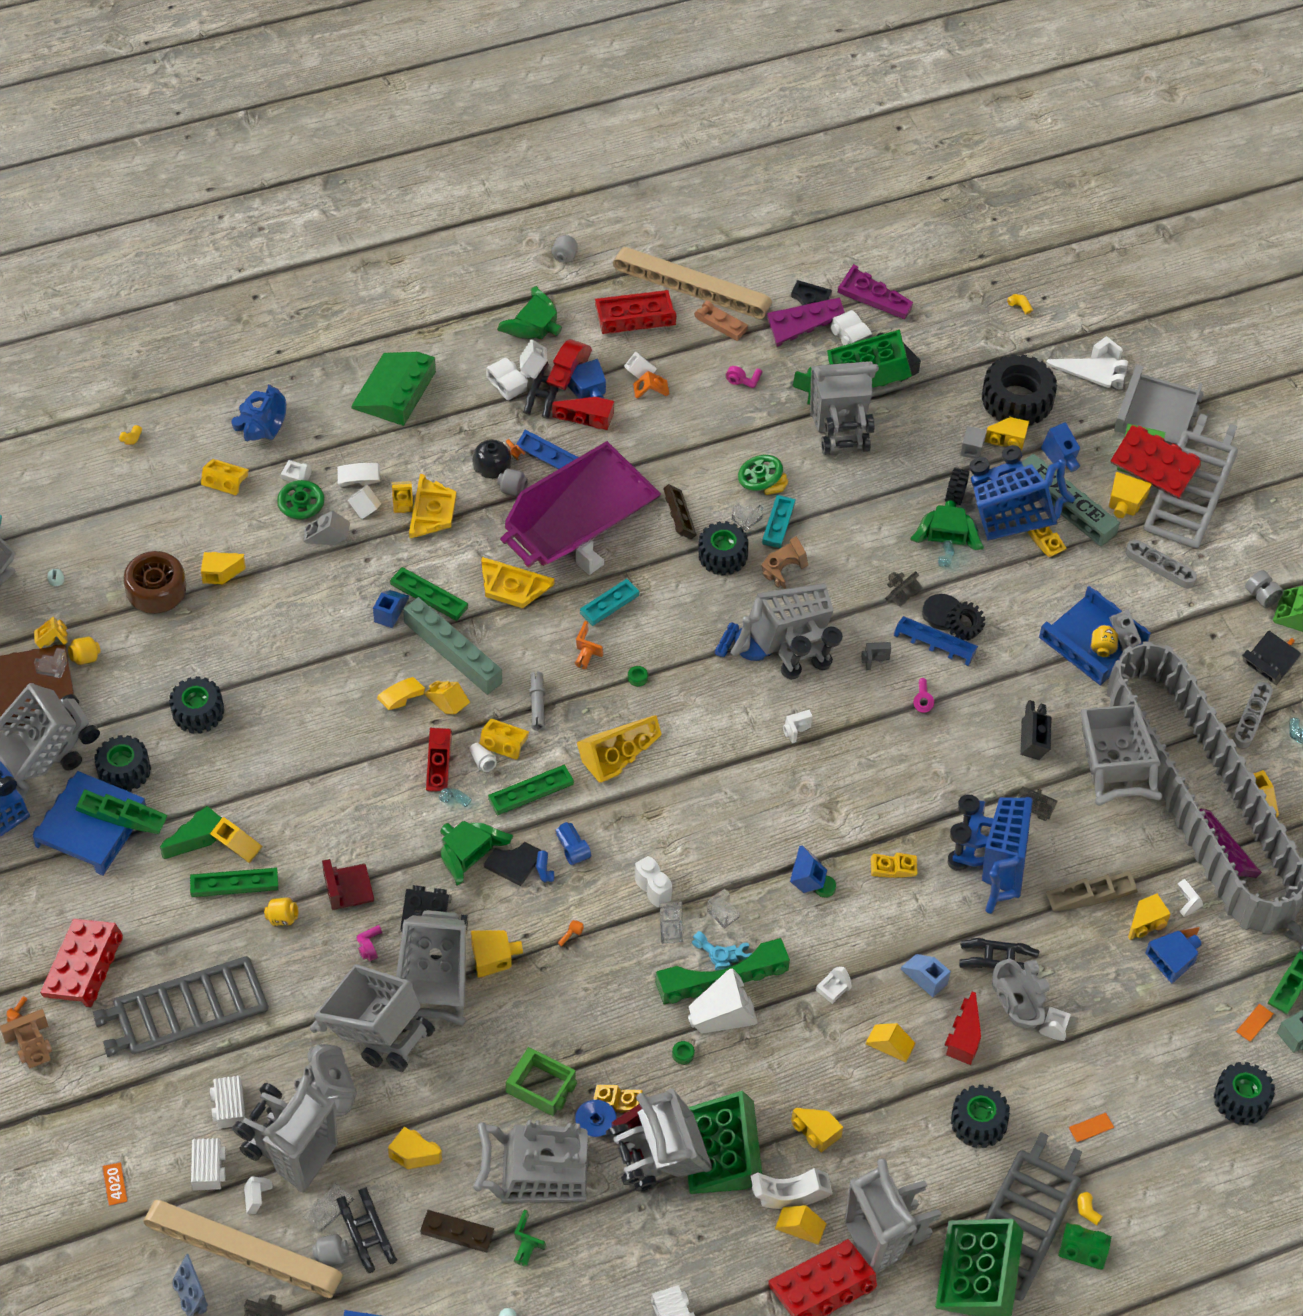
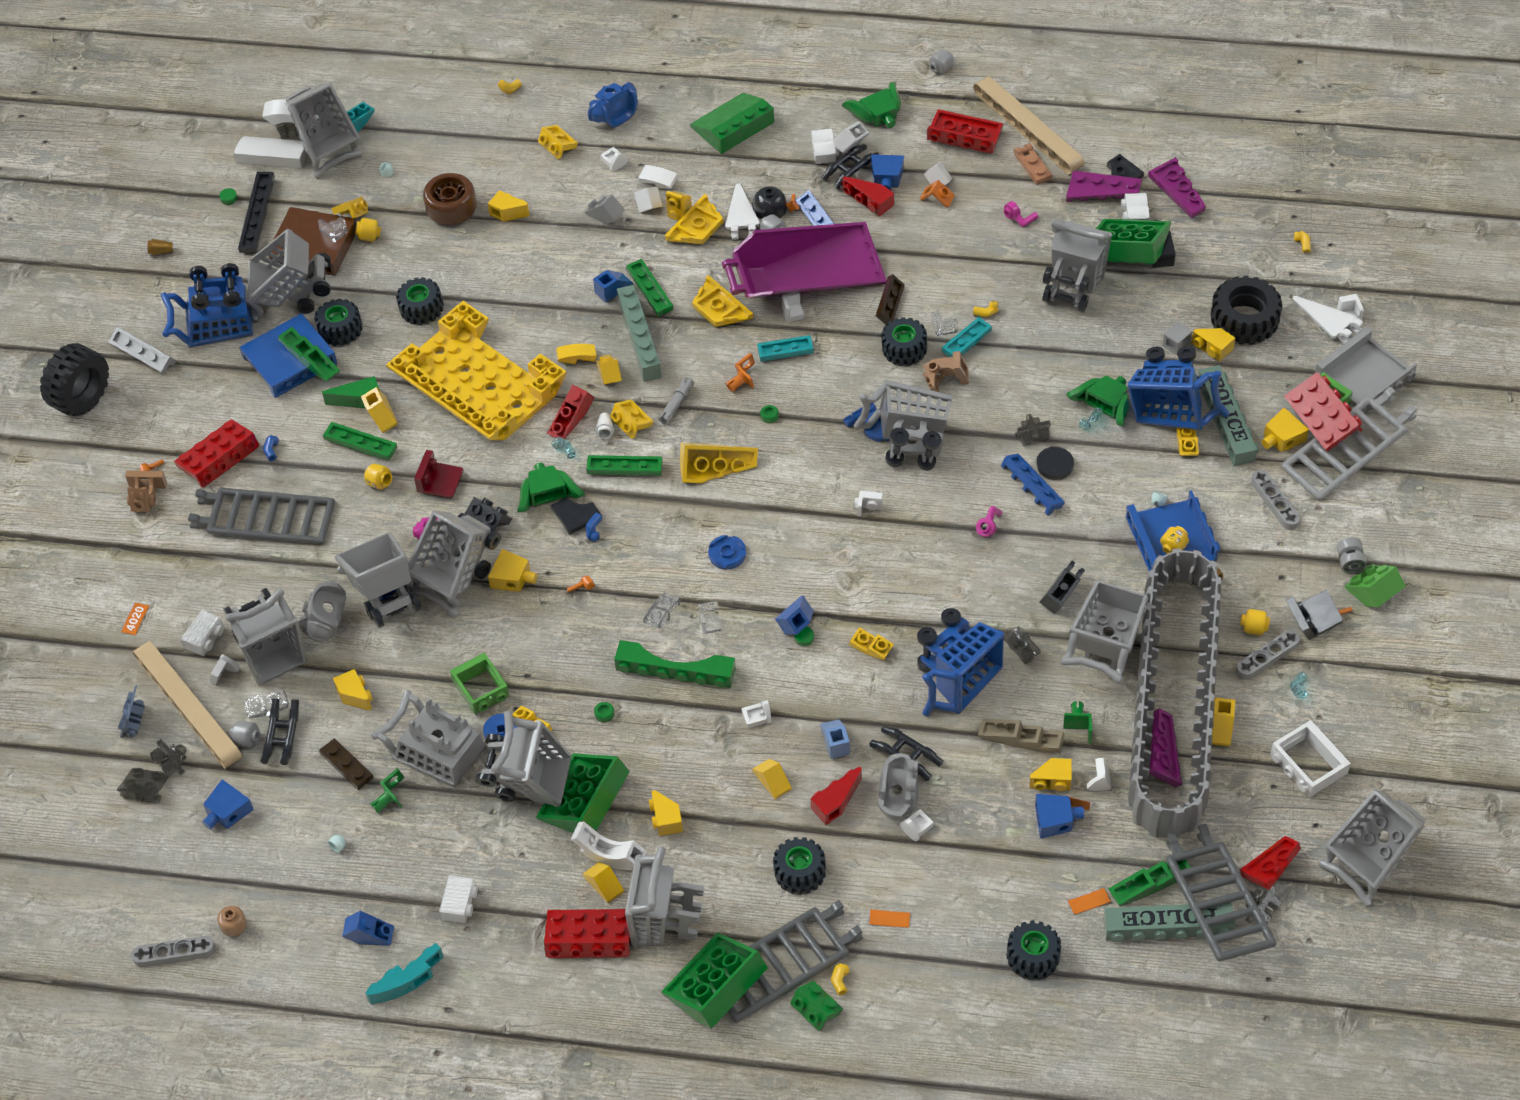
camera: 35 degrees right, 0 degrees up
(135, 931) = (268, 447): none -> blue arm
(229, 1101) = (246, 591): white brick -> none
(299, 494) = (602, 180): green plate -> none
(309, 780) = (466, 392): none -> yellow slope
(470, 481) = (741, 214): none -> white flag
(568, 357) = (877, 145): red arch -> none
(574, 848) = (627, 519): blue piece -> none
(653, 881) = (668, 572): white brick -> none
(692, 835) = (727, 552): none -> blue tile
(721, 956) = (682, 651): medium azure piece -> none
(723, 1006) = (656, 689): white slope -> none
(760, 472) = (978, 293): green plate -> none
(876, 652) = (972, 471): dark grey bracket -> none
(957, 485) = (1131, 364): black tyre -> none
(974, 616) = (1068, 466): black tyre -> none
(1060, 605) = (1159, 497): none -> light aqua hinge
(1061, 445) = (1250, 370): blue torso -> none
(1126, 629) = (1198, 537): light grey hips -> none
(1132, 853) = (1078, 719): none -> green bracket
(1224, 688) = (1255, 622): none -> yellow head

